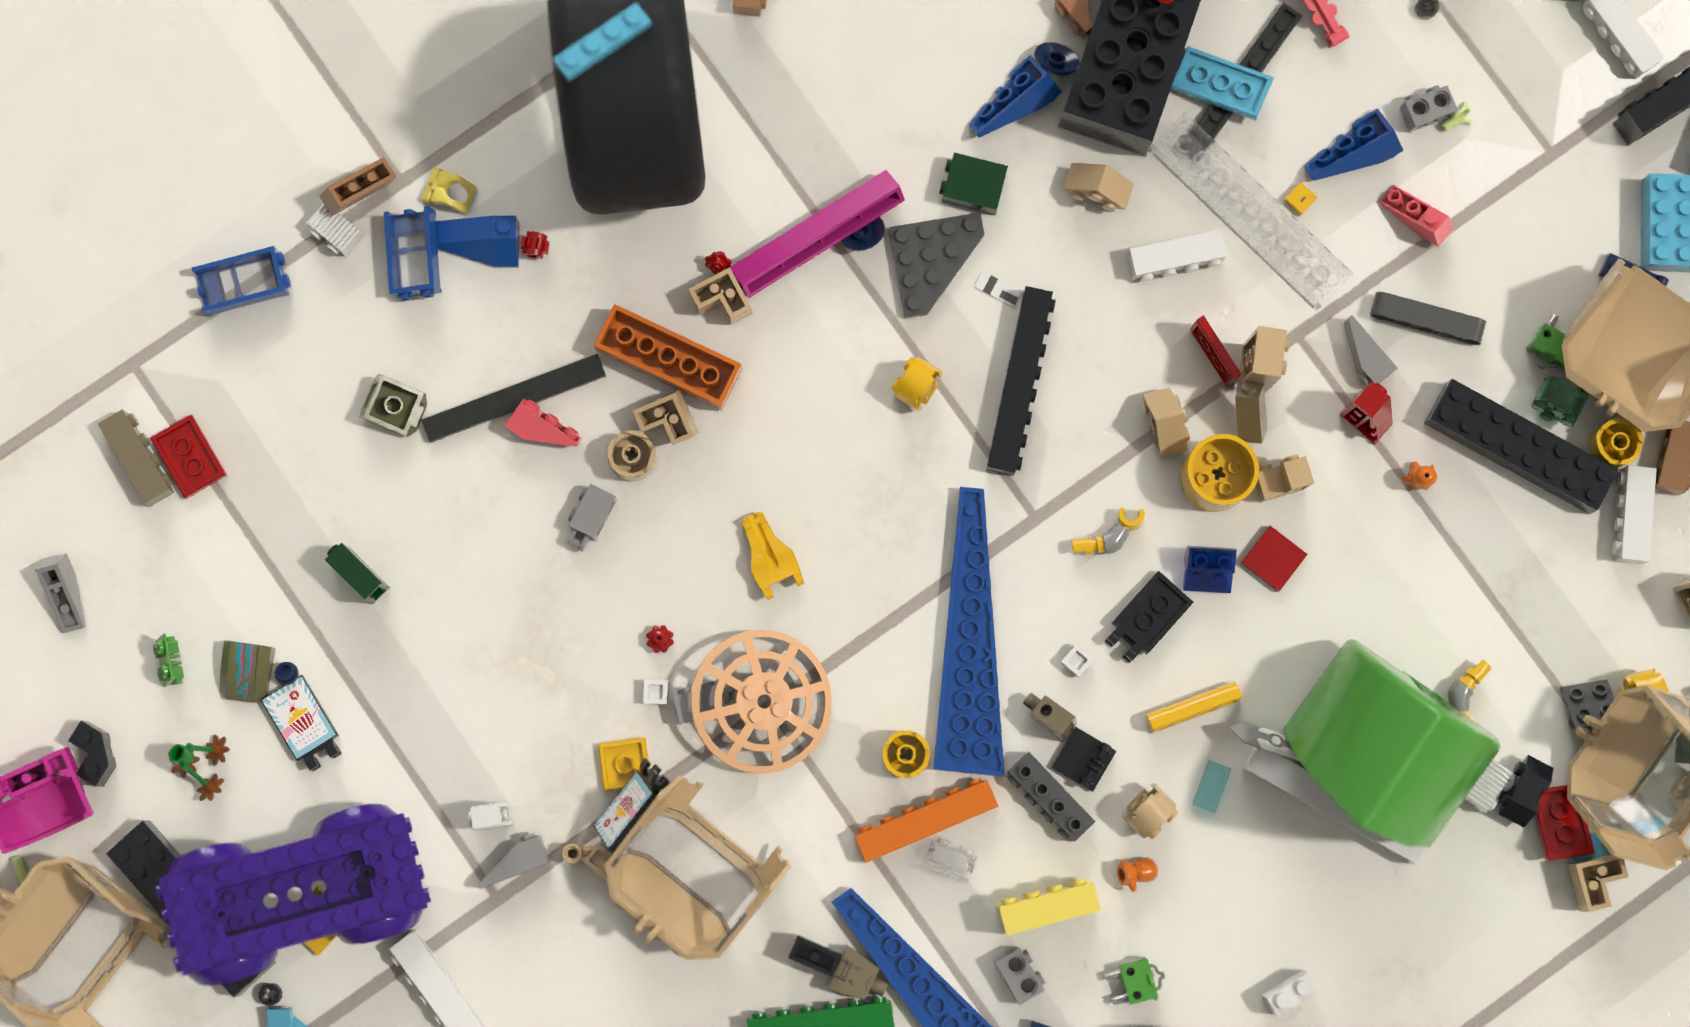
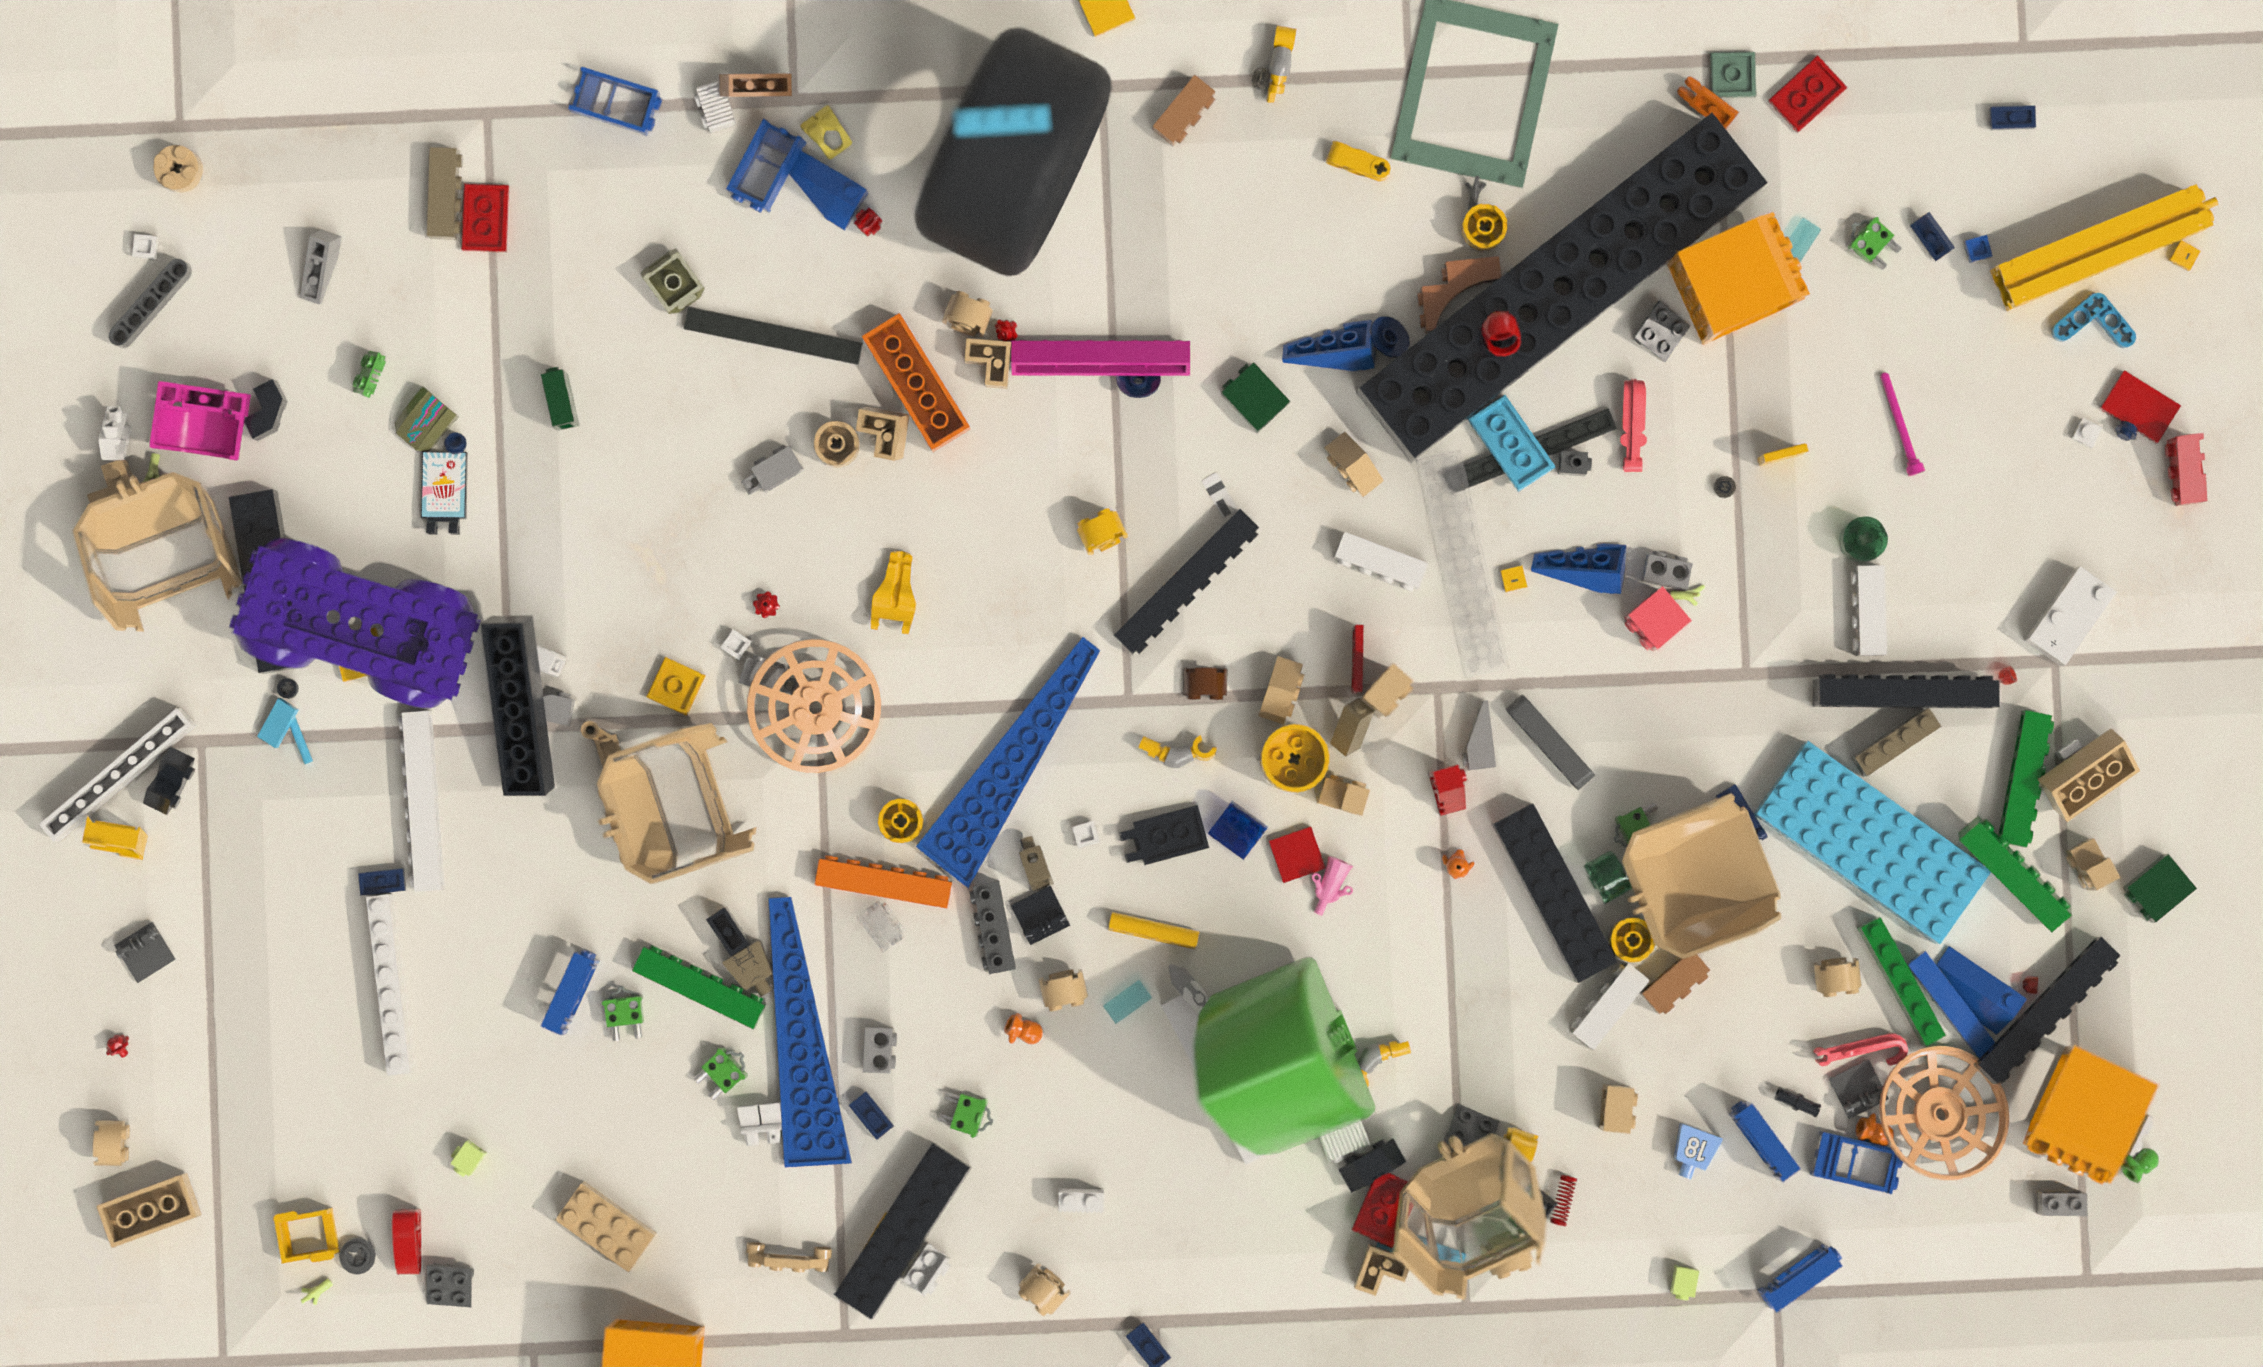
camera: 35 degrees right, 5 degrees up
(184, 761) = (333, 461): plant -> none
(492, 872) = (517, 705): none -> black brick
(535, 425) = (775, 369): coral slope -> none
(630, 805) = (659, 721): tile -> none
(675, 268) = (967, 314): none -> tan brick
(930, 256) = (1181, 435): dark grey plate -> none
(1049, 907) = (934, 1012): light yellow brick -> none
(1092, 459) = (1205, 682): none -> reddish brown cylinder
(1286, 66) = (1574, 463): none -> dark grey brick
(1320, 564) = (1333, 878): none -> bright pink piece
(1417, 215) = (1598, 653): coral slope -> none
(1450, 152) = (1656, 619): none -> coral brick

